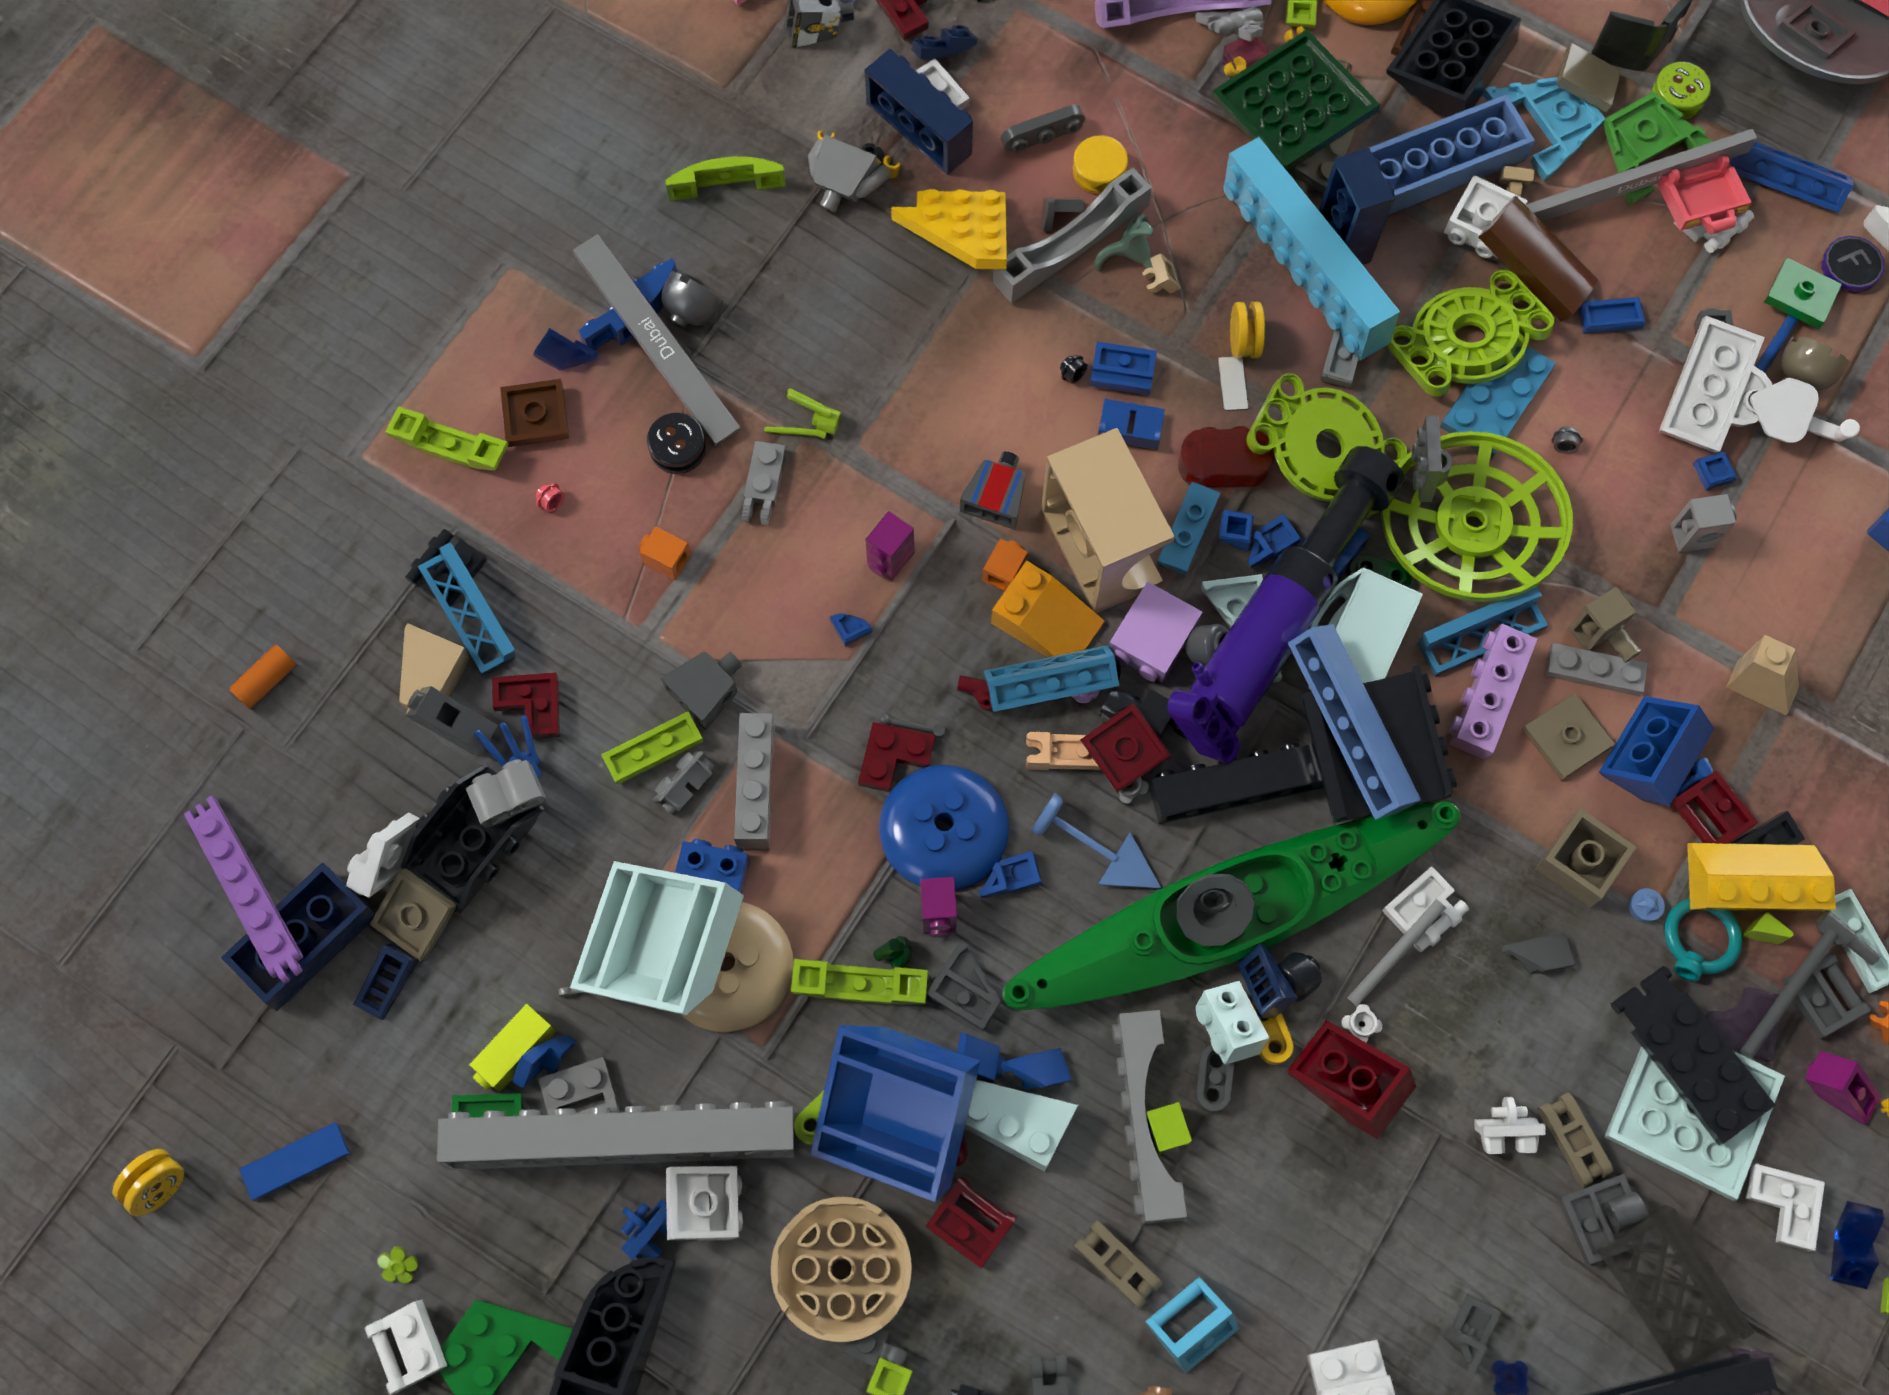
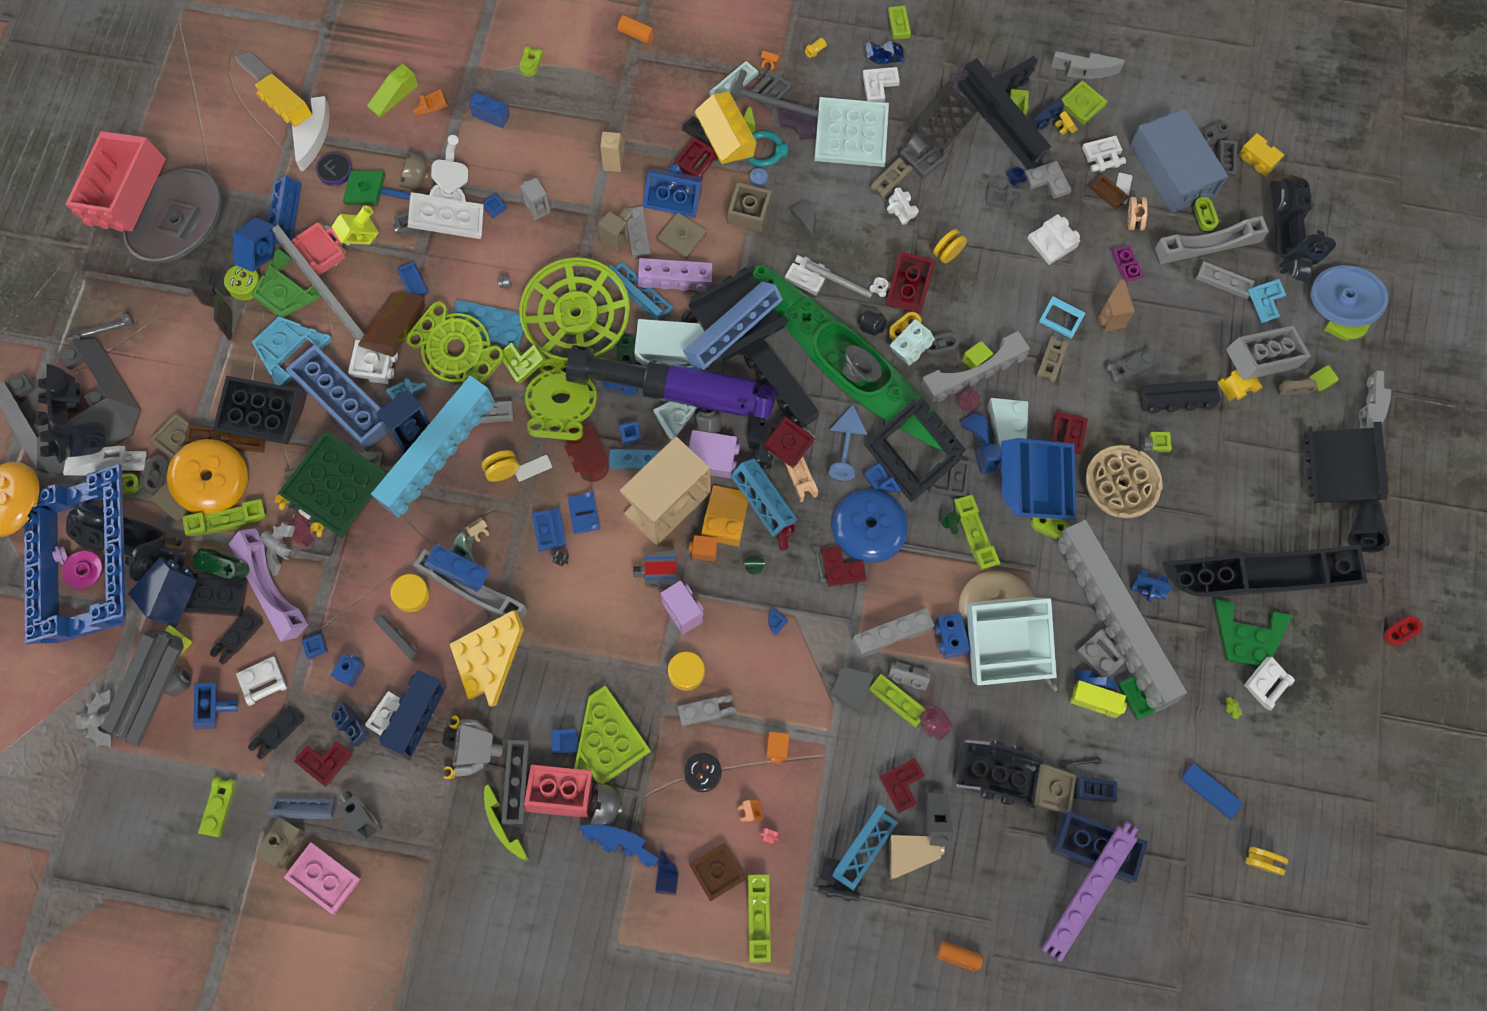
camera: 115 degrees left, 0 degrees up
(383, 857) = (1036, 818): white plate -> none
(448, 954) = (1063, 763): none -> black hinge
(506, 793) = (970, 761): light grey brick -> none
(532, 758) = (943, 770): blue plant -> none
(592, 486) = (752, 811): none -> orange tile
(592, 782) = (935, 722): none -> clear pink brick
(656, 340) = (640, 814): light grey tile -> none
(703, 1203) = (1130, 560): white plate -> none
(734, 249) = (558, 791): none -> coral slope
(770, 206) = (516, 783): none -> dark grey brick
(780, 341) = (608, 739): none -> lime wing
(803, 286) = (564, 741): none -> blue panel
(824, 418) = (650, 690): lime plant -> none
(830, 474) = (686, 671): none -> yellow head
(889, 546) = (723, 613): magenta brick -> none
(923, 492) = (682, 607): none -> lavender brick
(938, 906) = (920, 504): magenta brick -> none
(951, 628) = (754, 565): none -> dark green plate
(1020, 61) = (348, 670): none -> blue brick
(1025, 904) = (896, 466): none -> black hinge
(1059, 204) = (449, 605): dark grey tile -> none
(1074, 36) = (314, 646): none -> blue tile
(1090, 1075) = (969, 401): none -> clear pink gear
(1103, 213) = (456, 568): none -> blue brick
(1272, 540) = (626, 413): blue slope -> none
(1284, 993) = (885, 323): dark blue slope -> none
(1397, 1174) = (950, 246): none -> yellow head
(1409, 412) = (522, 365): none -> lime plate
(1421, 248) = (413, 388): none -> medium azure slope
(1431, 460) = (556, 337): flat silver plate -> none
(1515, 178) = (339, 353): tan tile -> none
(1588, 77) = (252, 332): dark tan tile -> none
(1693, 1056) = (829, 136): black hinge -> none
(1725, 251) = (356, 228): none -> neon yellow brick
(1735, 104) = (253, 244): none -> blue brick
(1843, 1086) = (812, 73): magenta slope -> none

